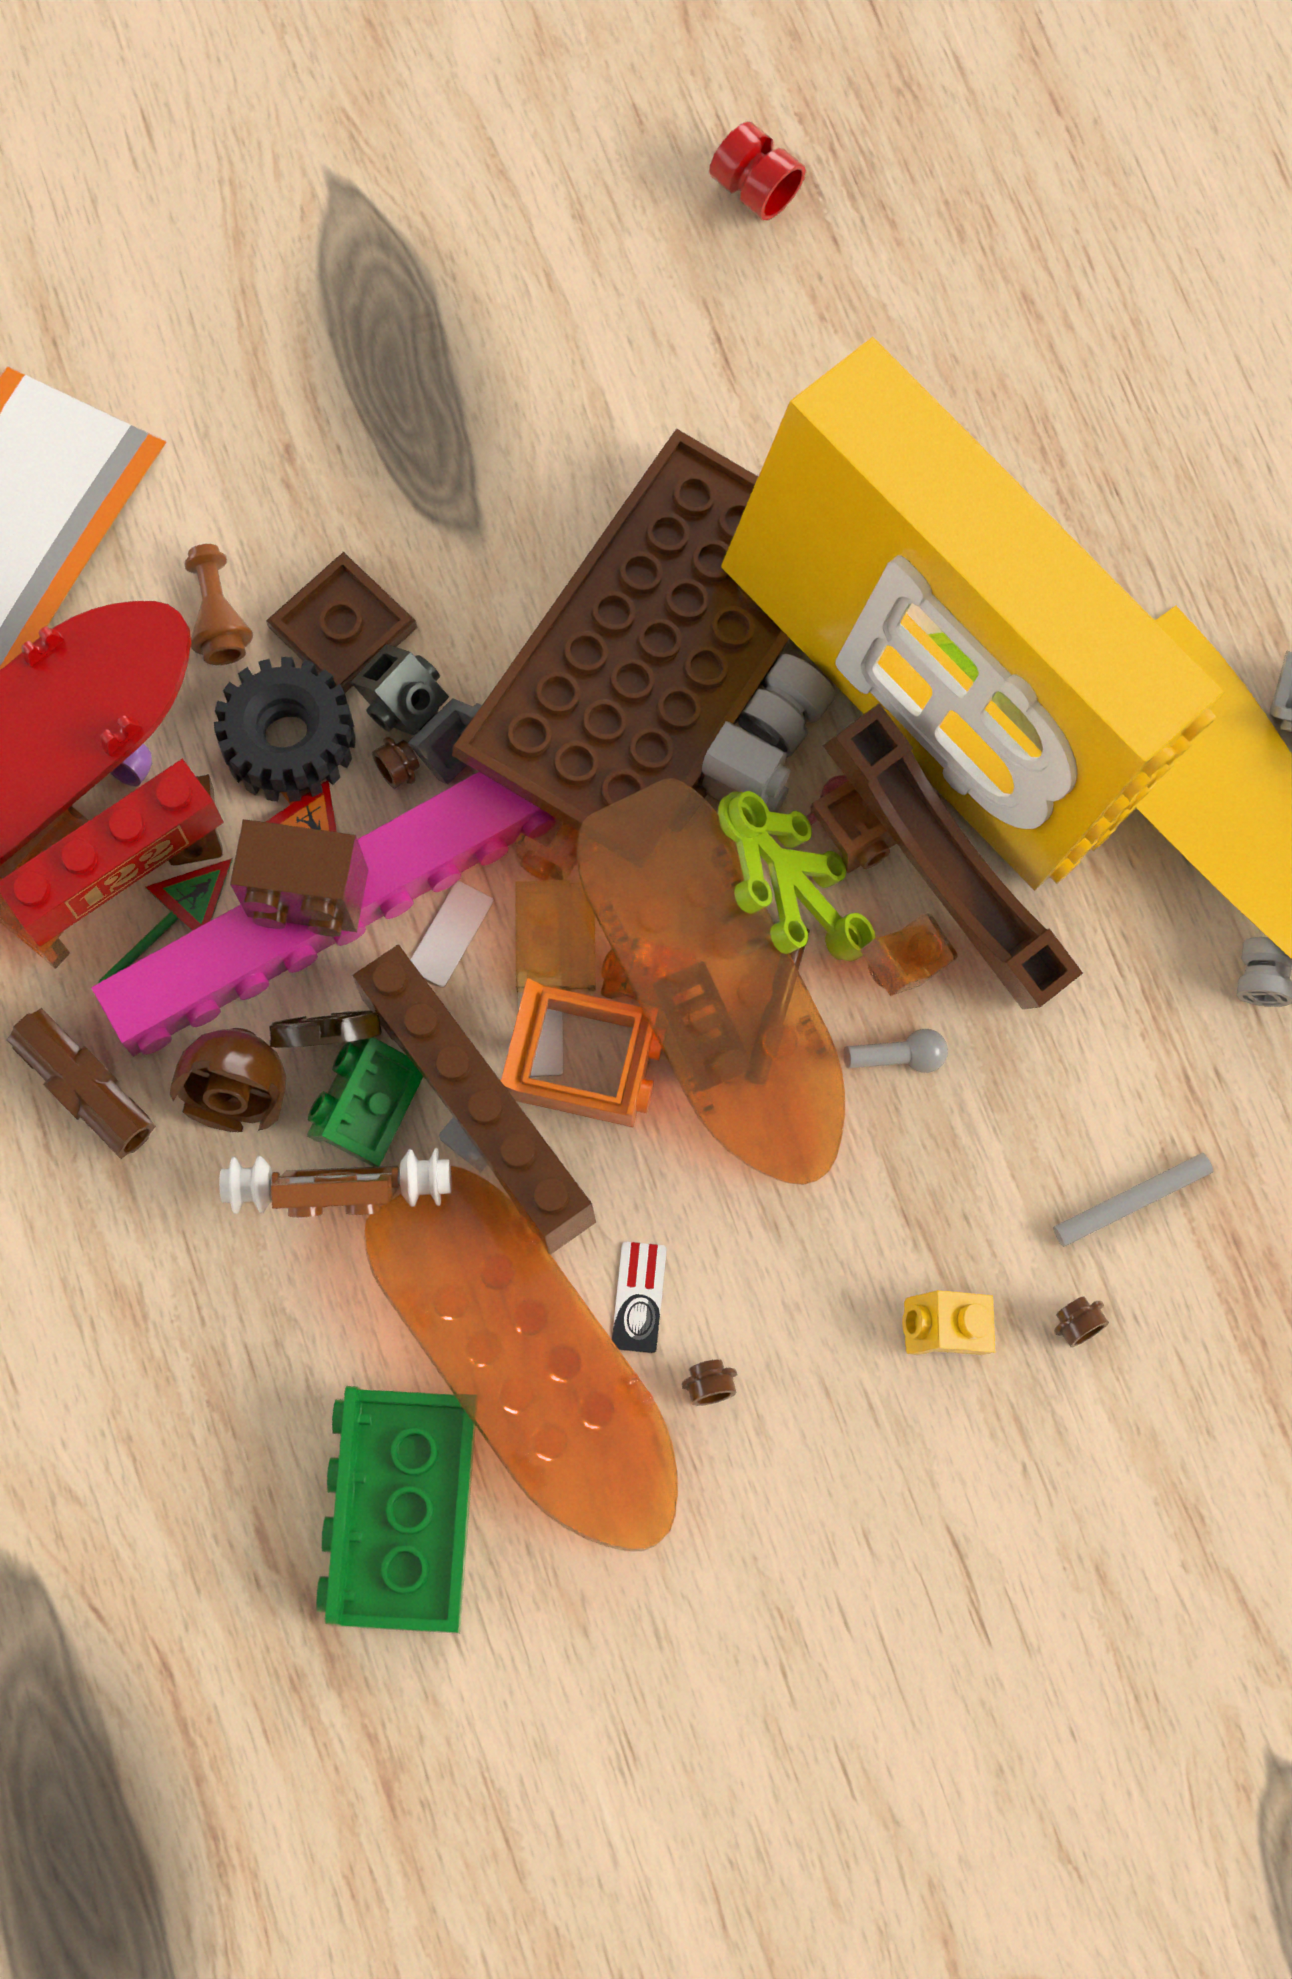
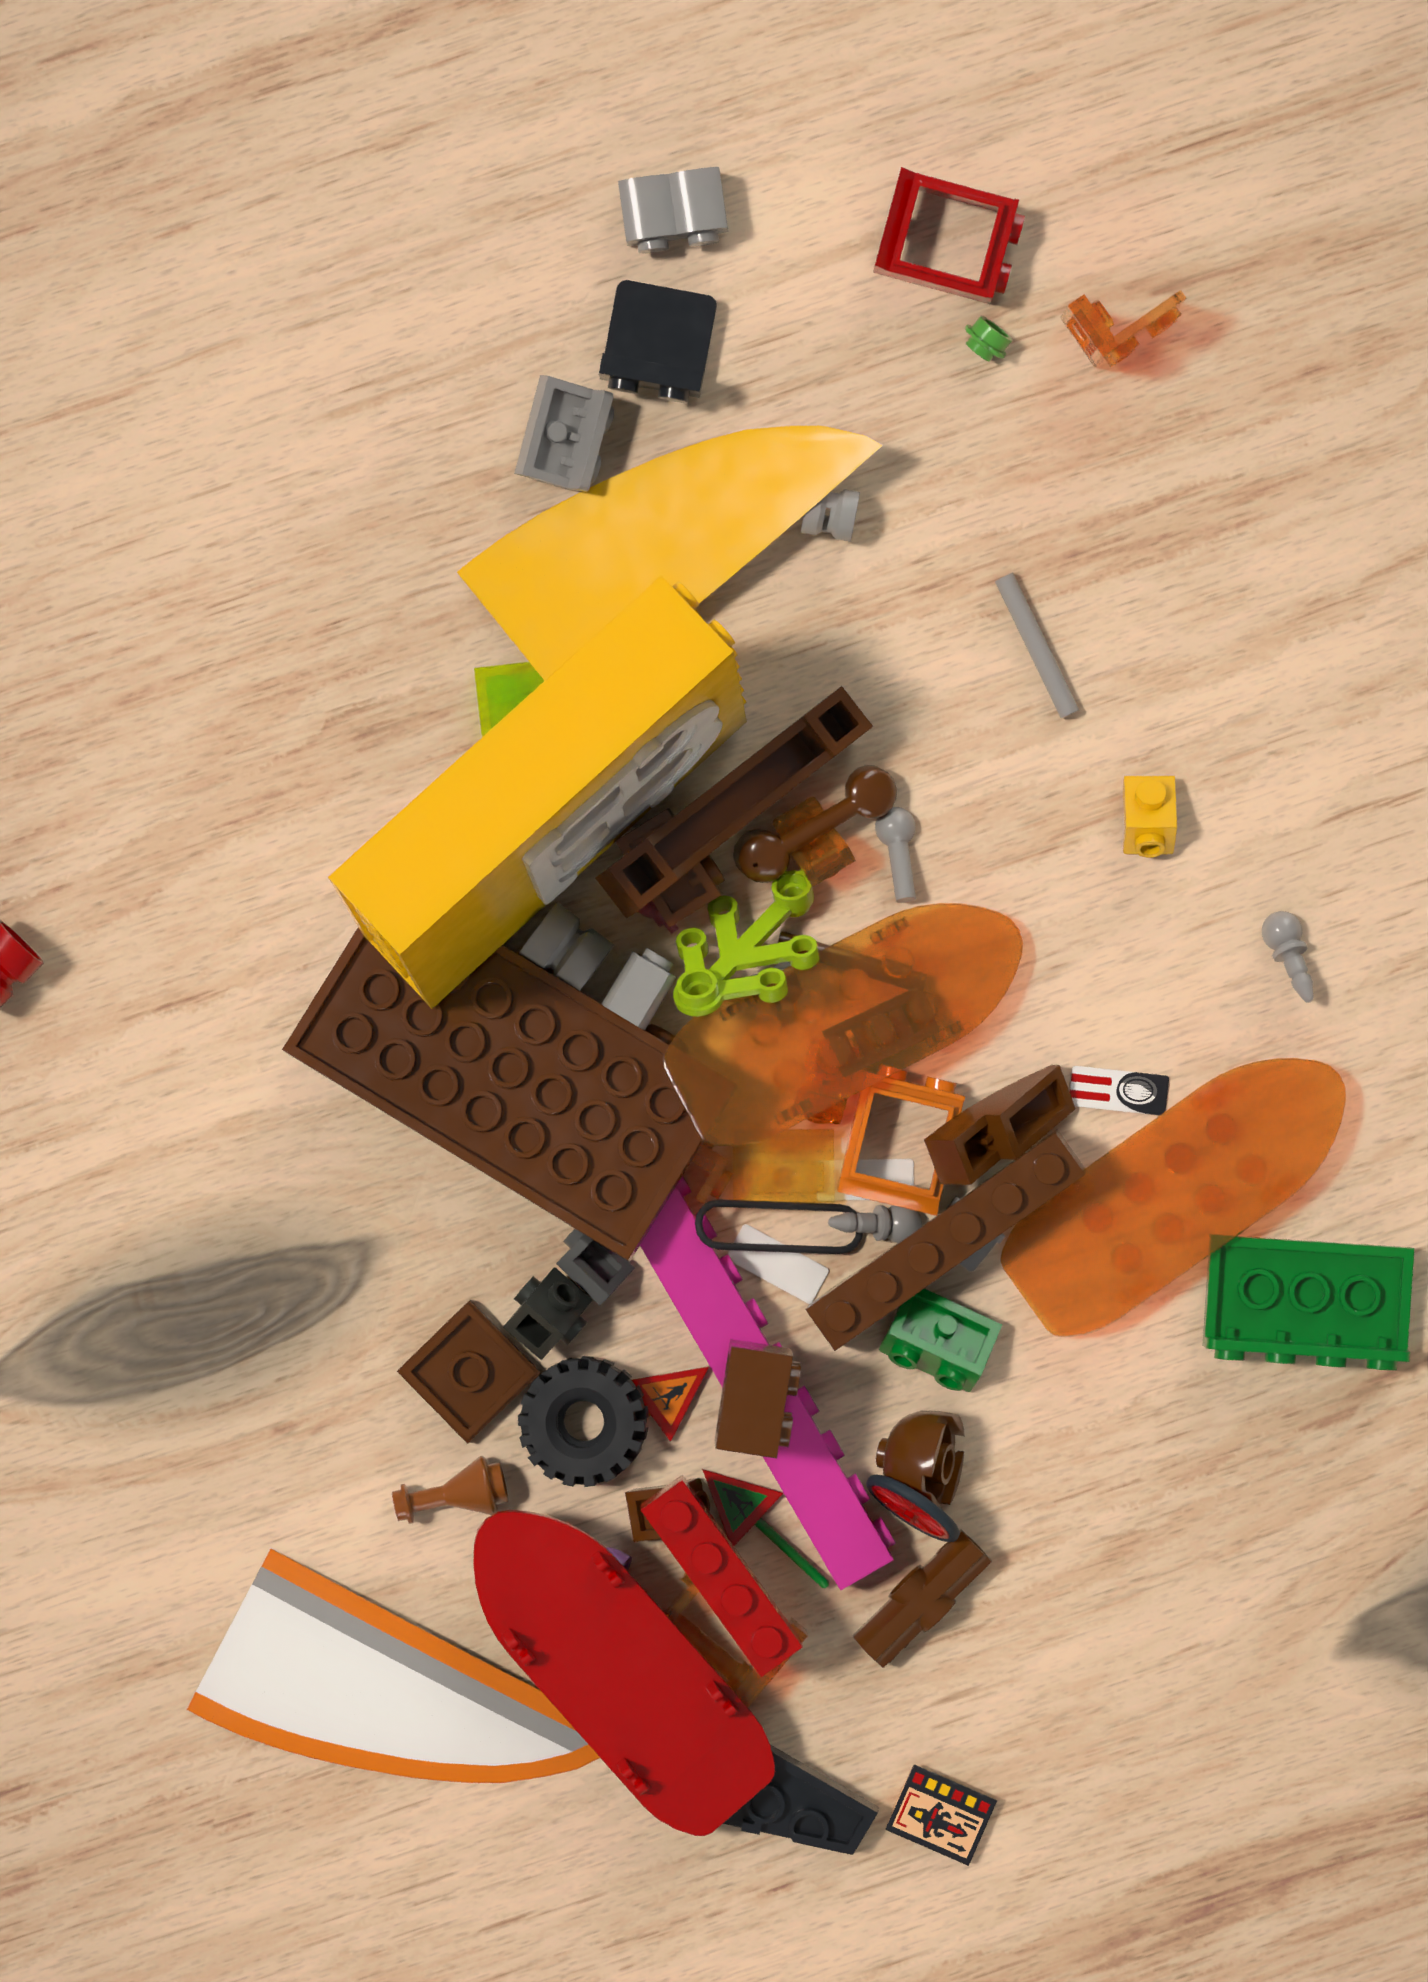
camera: 90 degrees left, 15 degrees up
(175, 1064) = (913, 1508): none -> wheel
(324, 1030) = (888, 1388): dark brown piece -> none
(356, 1188) = (1027, 1362): plate -> none
(396, 762) = (613, 1316): reddish brown plate -> none
(466, 922) = (773, 1247): none -> black piece
(493, 1042) = (883, 1223): none -> light grey bar
(599, 1155) = (999, 1126): none -> reddish brown slope
(710, 1383) = (1199, 1028): reddish brown plate -> none
(817, 1480) = (1283, 934): none -> light grey bar
(962, 1015) = (867, 793): none -> reddish brown piece
(1080, 1321) = (1148, 699): reddish brown plate -> none

